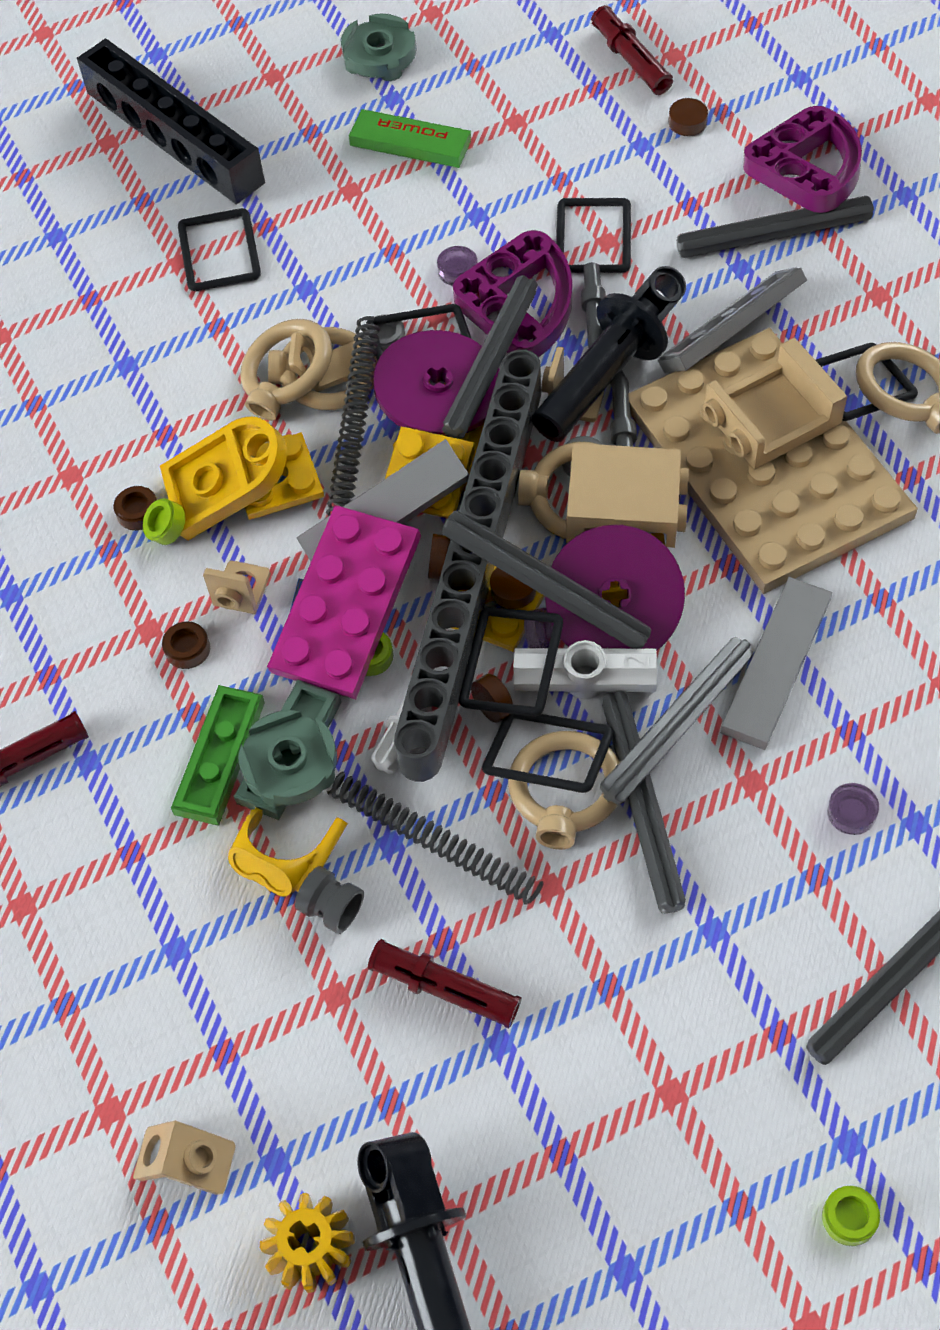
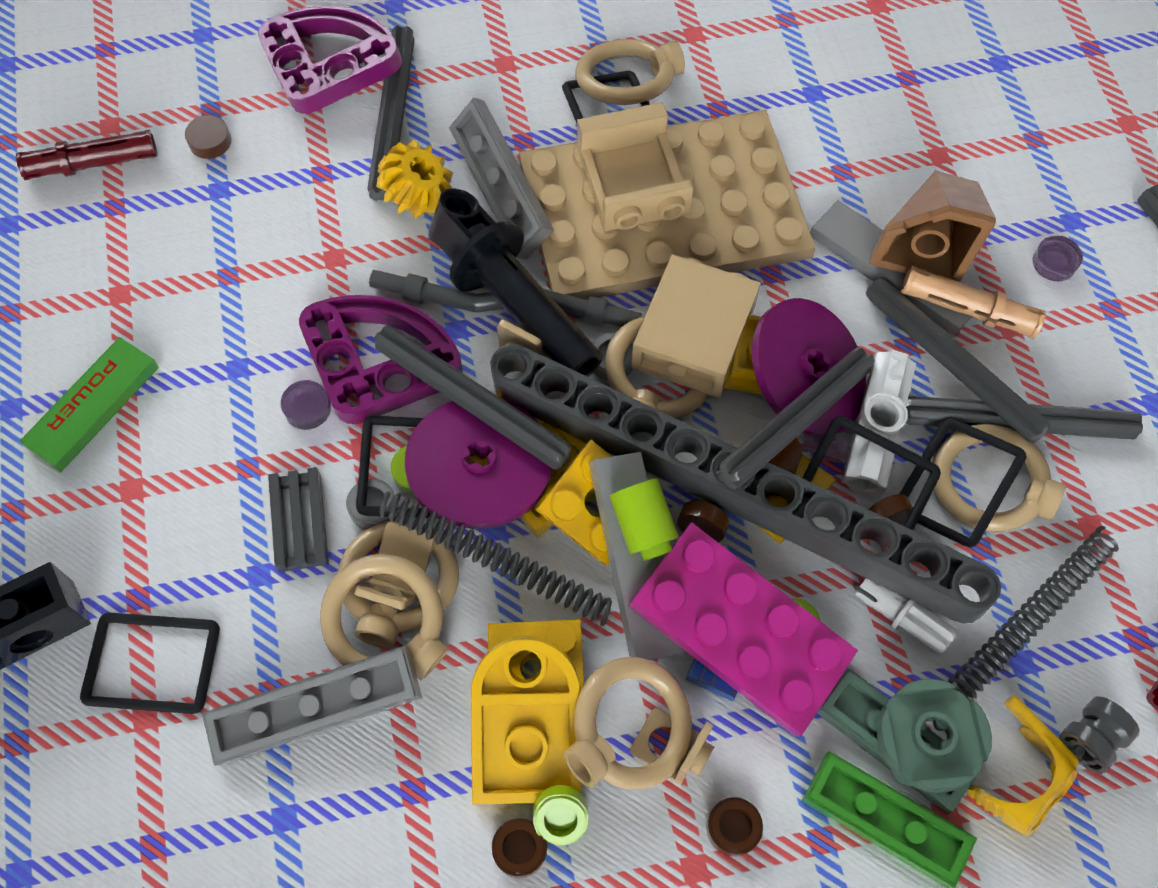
camera: 80 degrees left, 5 degrees up
(204, 515) = (592, 755): none -> tan piece
(207, 345) = (311, 705): none -> light grey tile
(353, 288) = (294, 482): none -> dark grey tile
(403, 487) = (644, 519): none -> lime brick
(598, 202) = (304, 296): black piece -> none
(699, 242) = (413, 178): none -> yellow gear
(749, 741) = (980, 304): none -> light nougat pin
(821, 669) = (937, 228): none -> medium nougat slope

